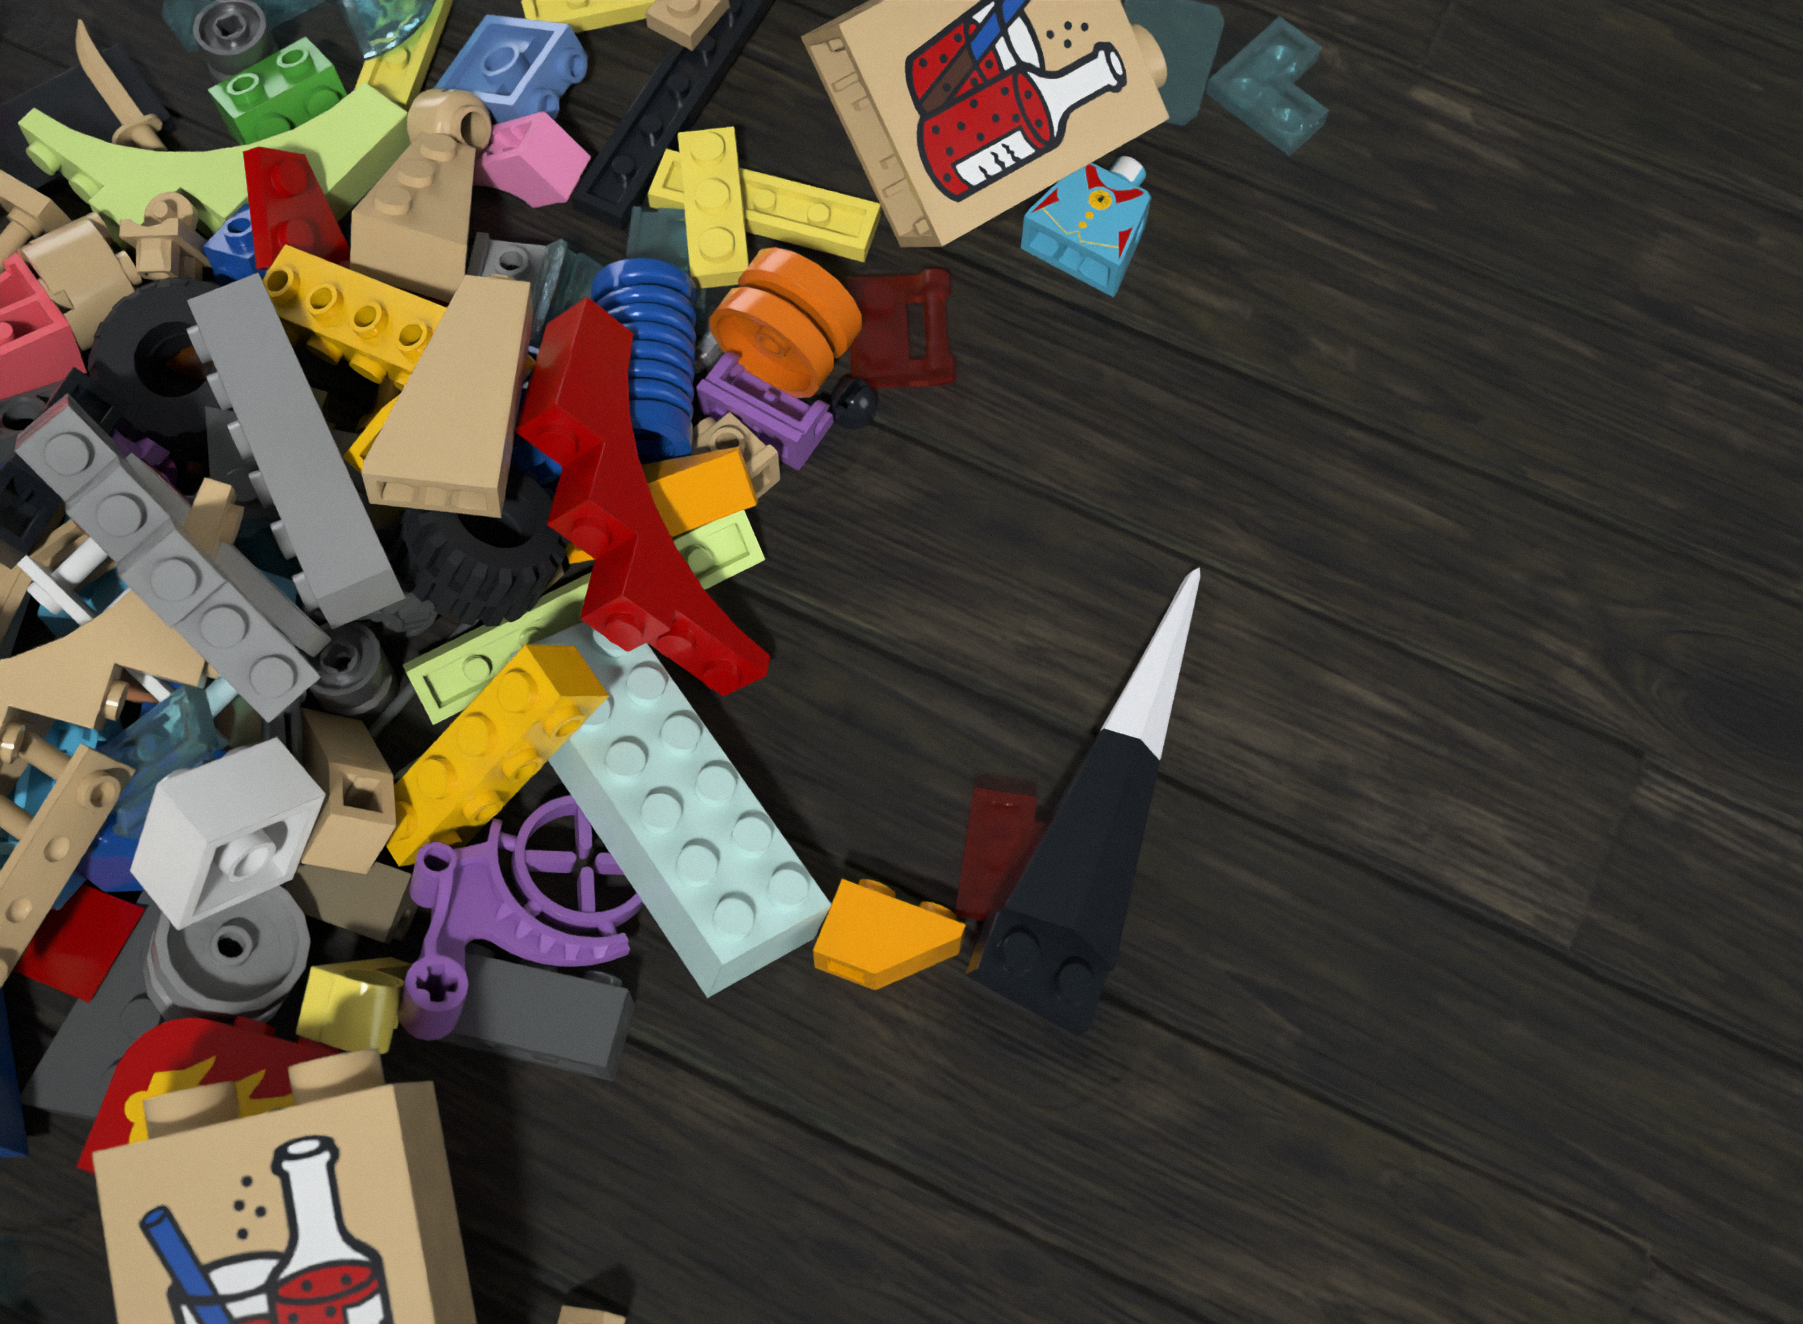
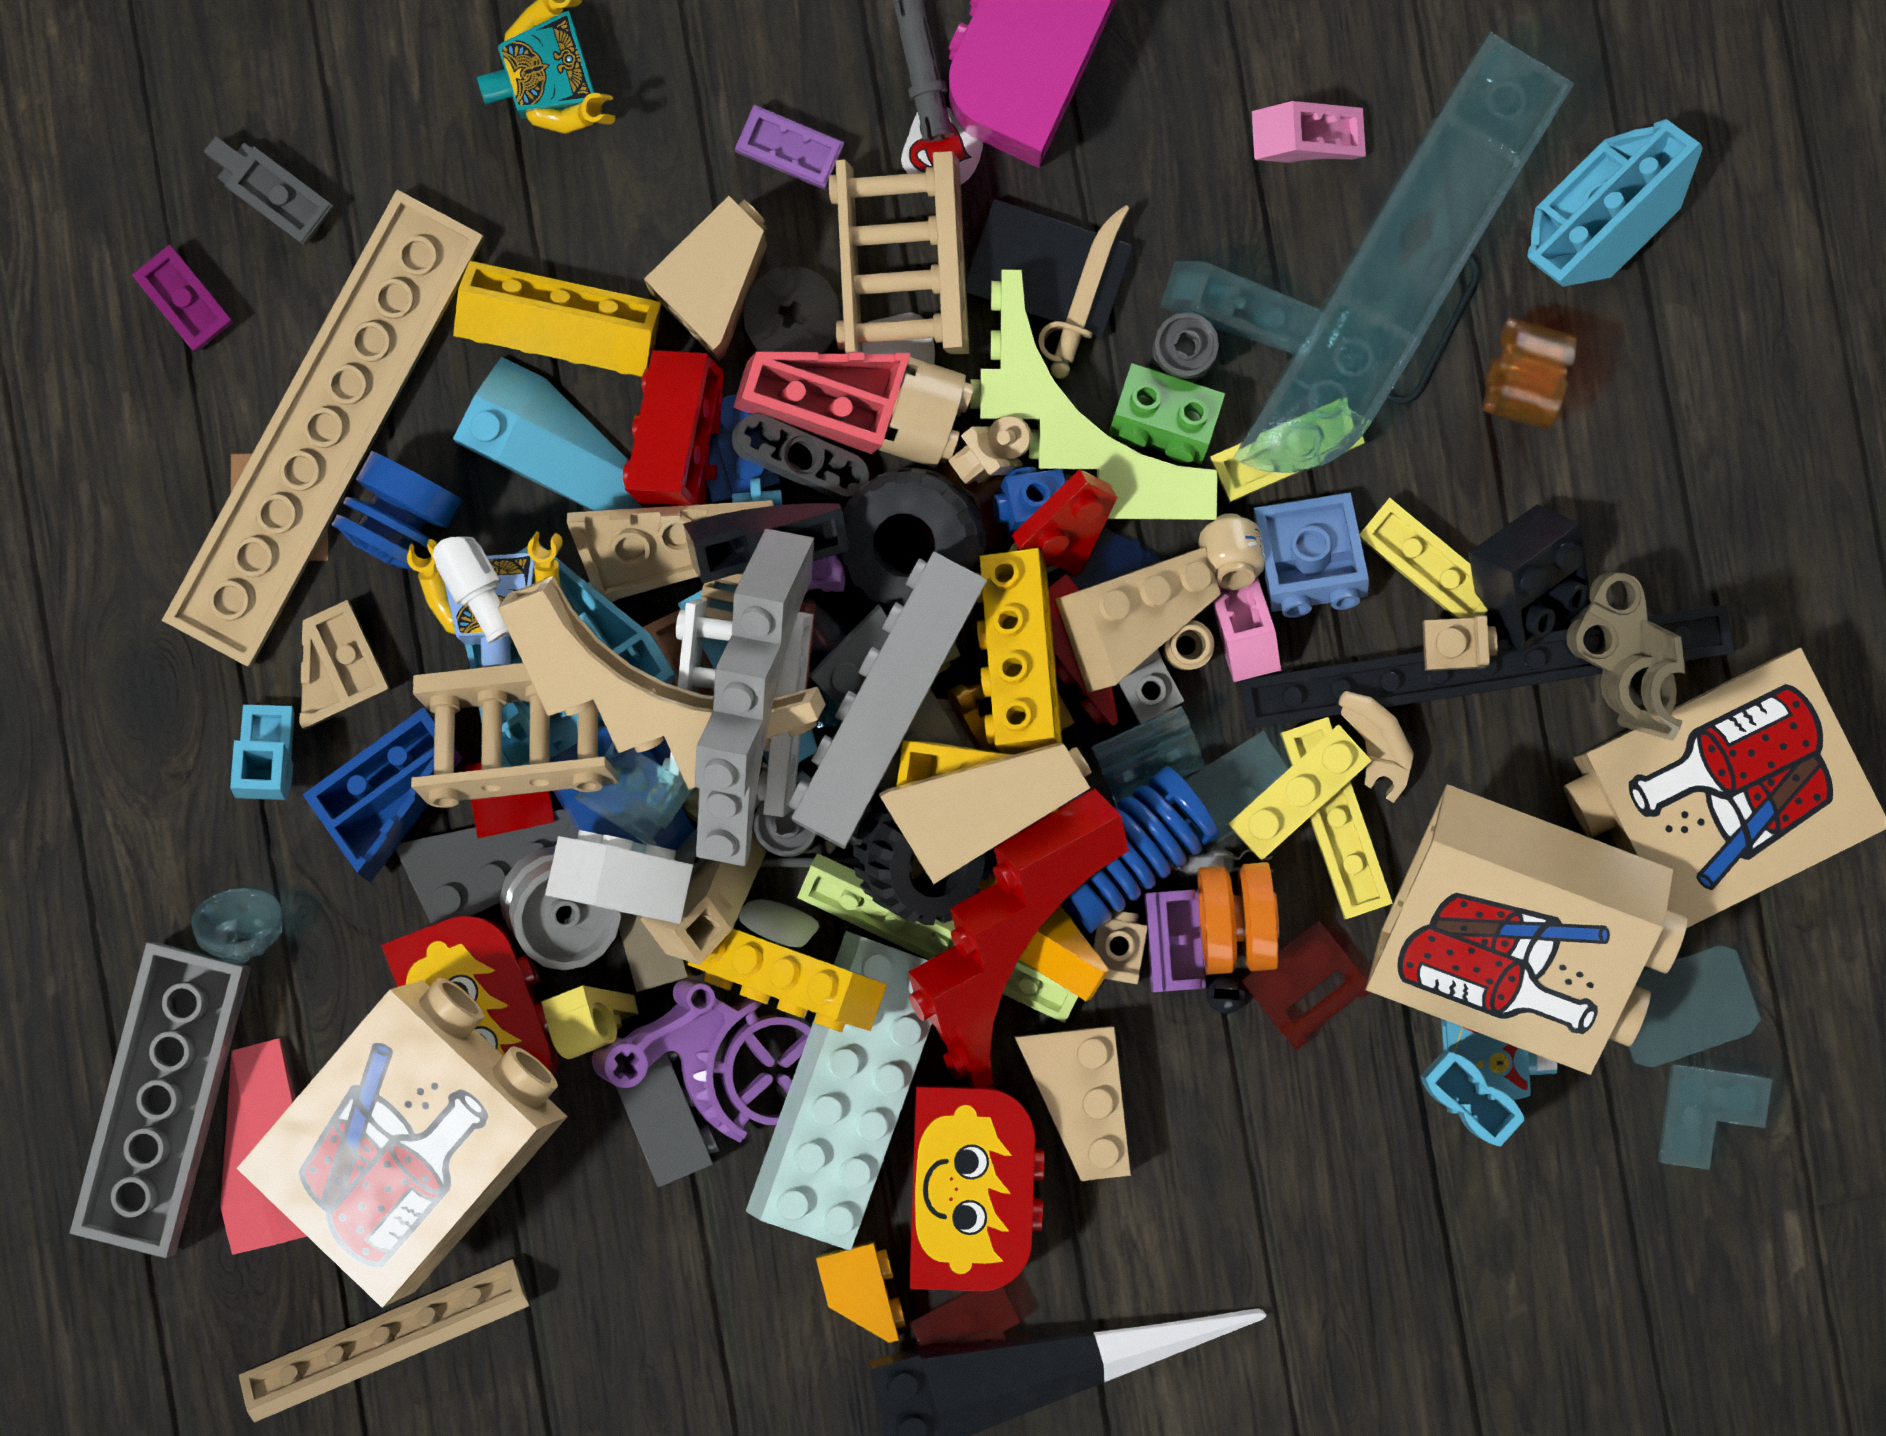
camera: 55 degrees right, 20 degrees up
(500, 207) = (1202, 650): none -> tan brick
(716, 110) = (1383, 739): none -> tan piece
(850, 582) = (1083, 1095): none -> tan wedge
(855, 737) = (972, 1188): none -> brick
(1117, 216) = (1482, 1108): none -> medium azure brick

